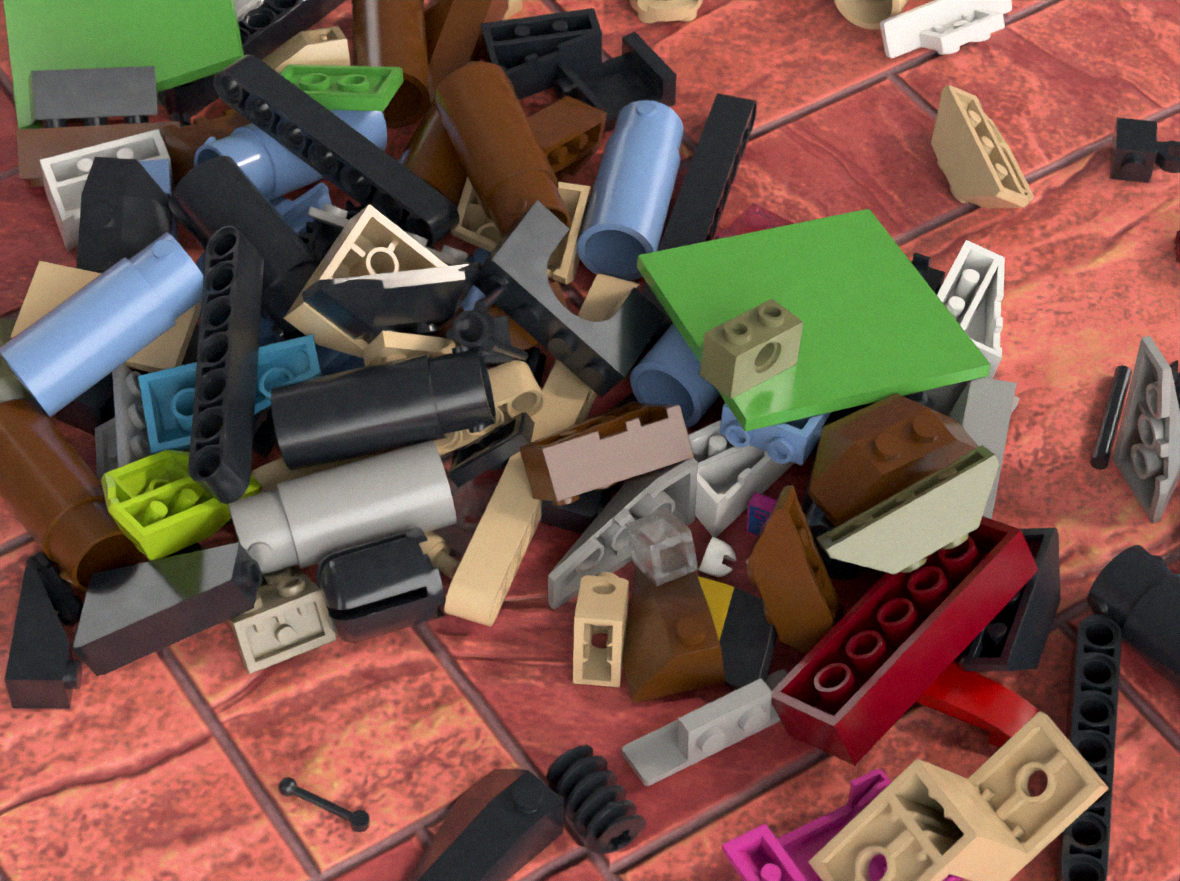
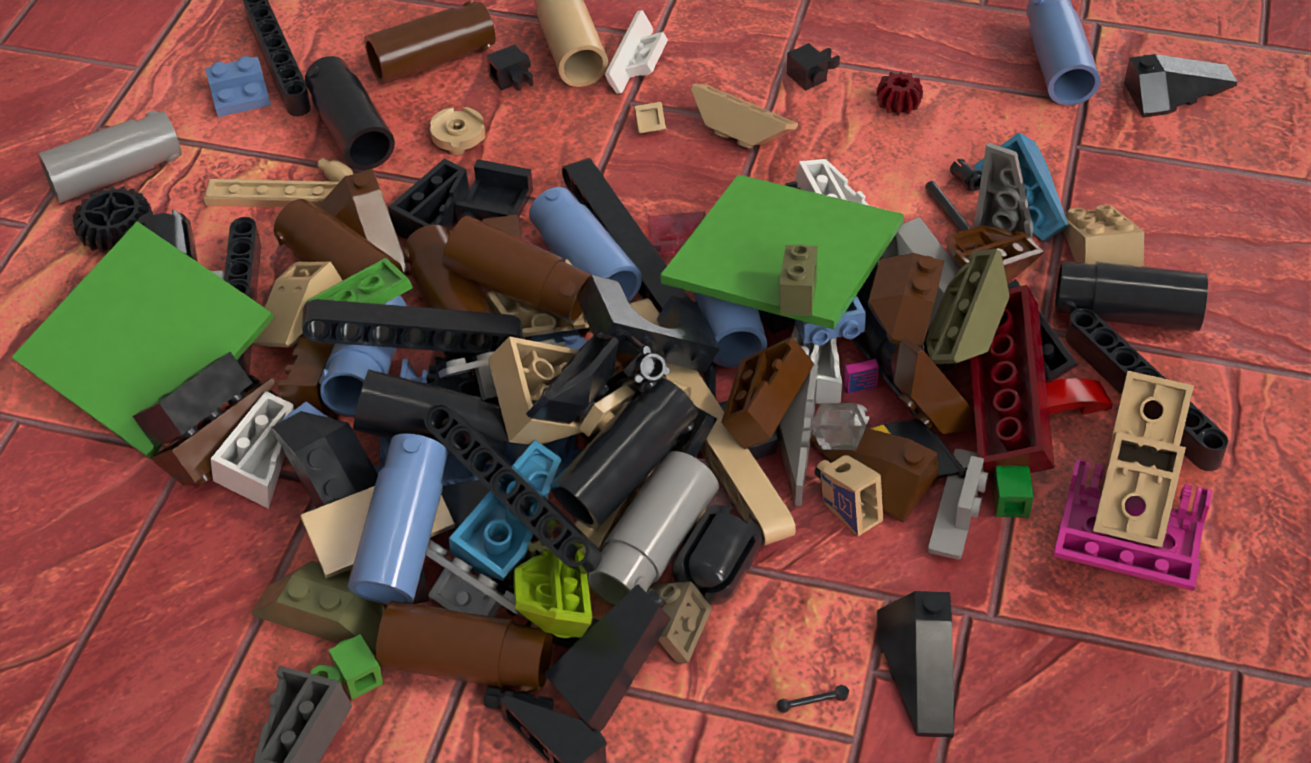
camera: 40 degrees left, 0 degrees up
(594, 800) = (958, 583): black piece -> none
(779, 756) = (1012, 491): none -> green panel
(880, 99) = (649, 117): none -> tan plate
(1070, 487) = (1016, 248): none -> reddish brown wedge

